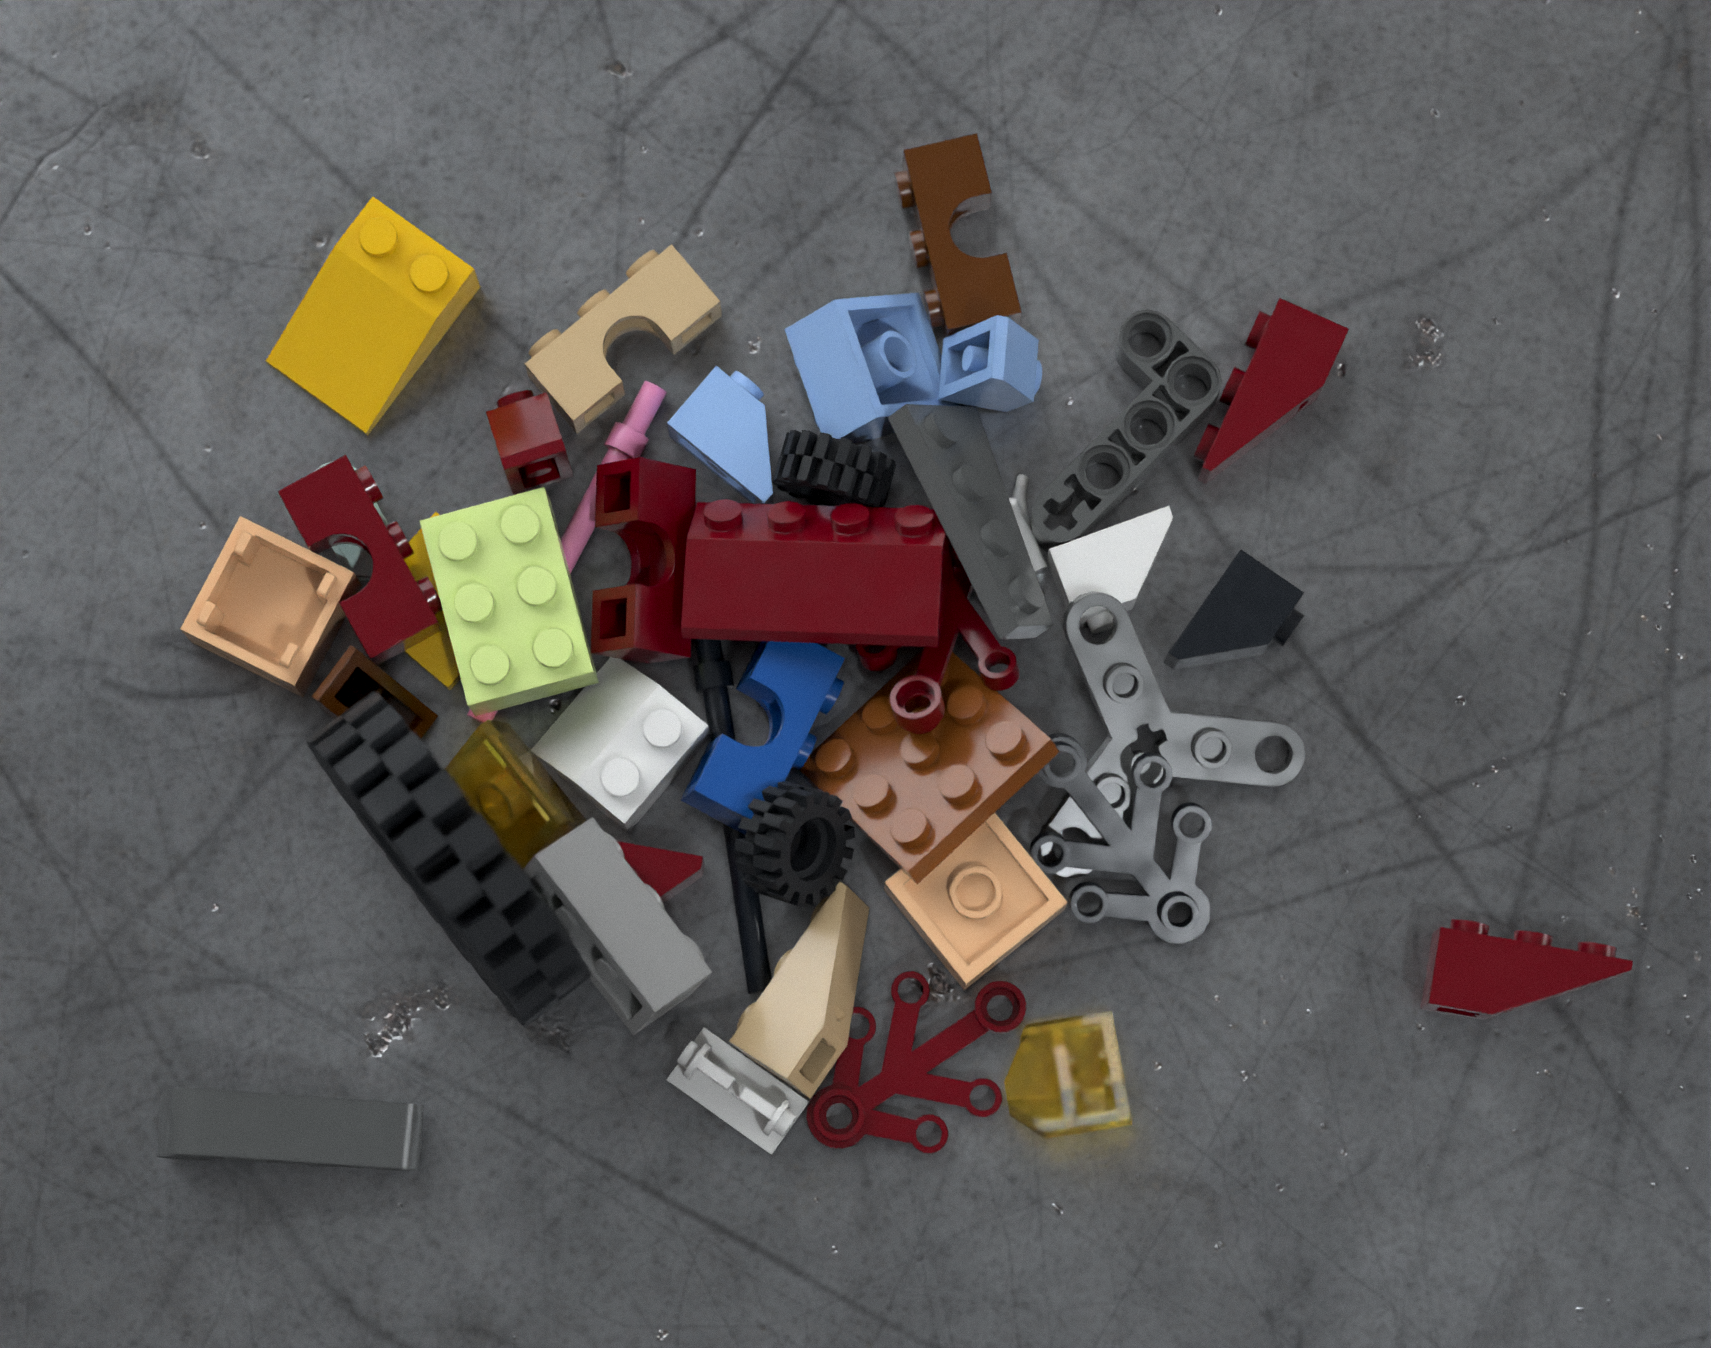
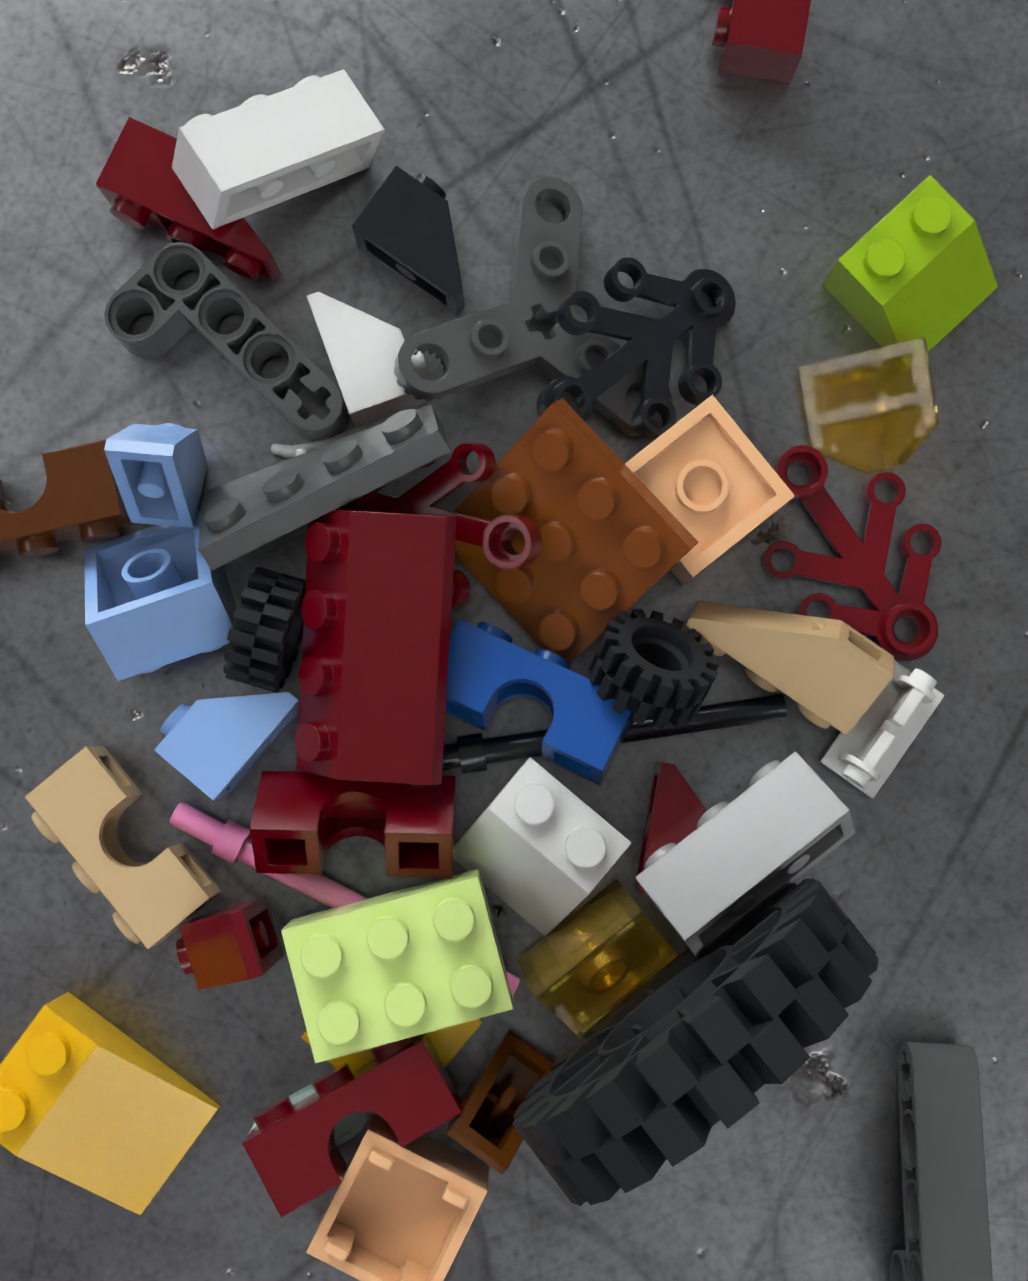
camera: 90 degrees left, 5 degrees up
(1206, 1128) = (915, 270): none -> lime slope
(1320, 474) = (276, 147): none -> white brick

